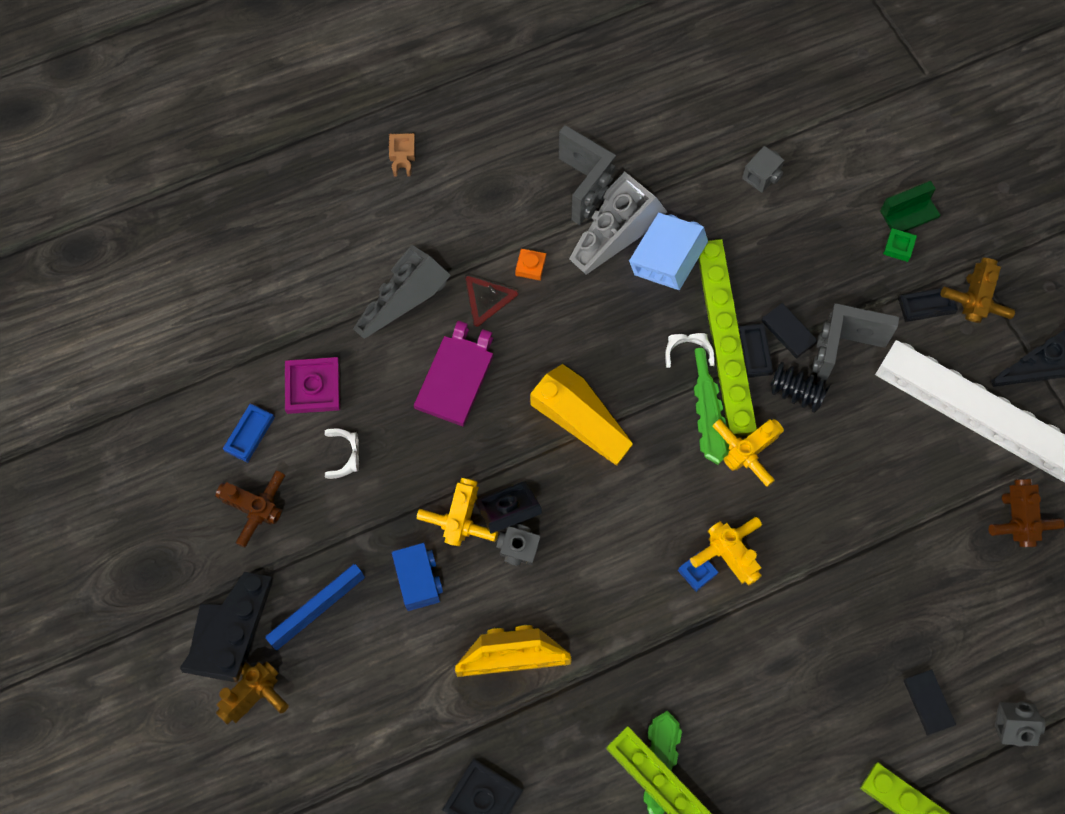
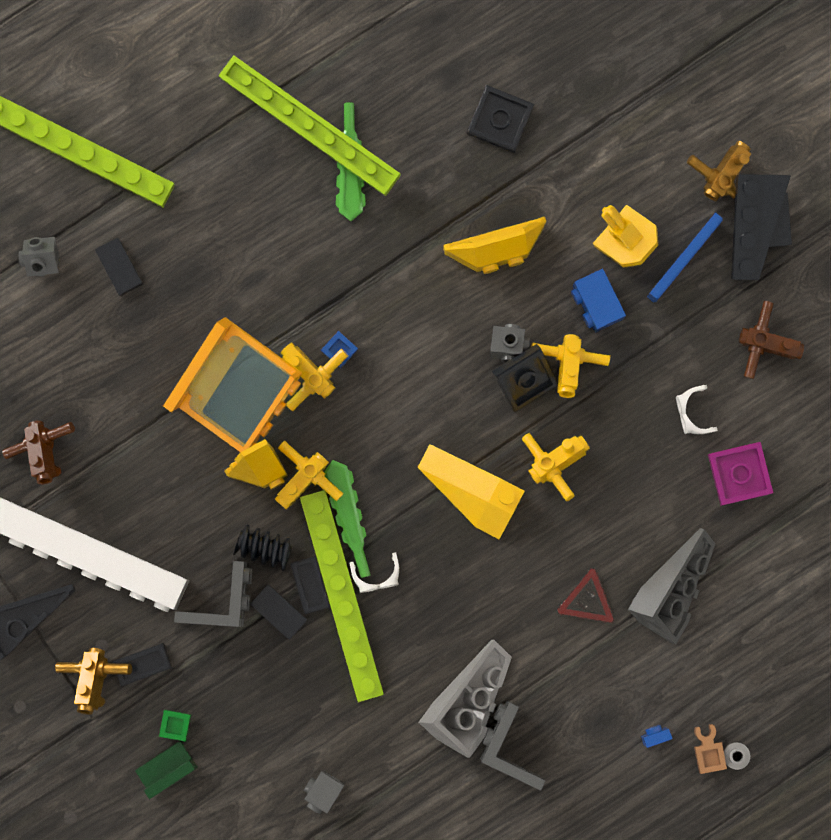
camera: 170 degrees right, 15 degrees up
(248, 433) = (790, 417): blue tile -> none
(370, 638) = (627, 237): none -> yellow piece
(377, 152) = (728, 753): none -> light grey plate
(447, 169) = (656, 735): none -> blue plate
(455, 376) = (601, 508): magenta tile -> none
(500, 419) = (550, 465): none -> yellow piece
(530, 264) = (549, 643): orange plate -> none
(669, 250) = (410, 676): light blue brick -> none
(798, 460) = (258, 466): none -> yellow wedge
(812, 543) = (234, 386): none -> clear light blue panel

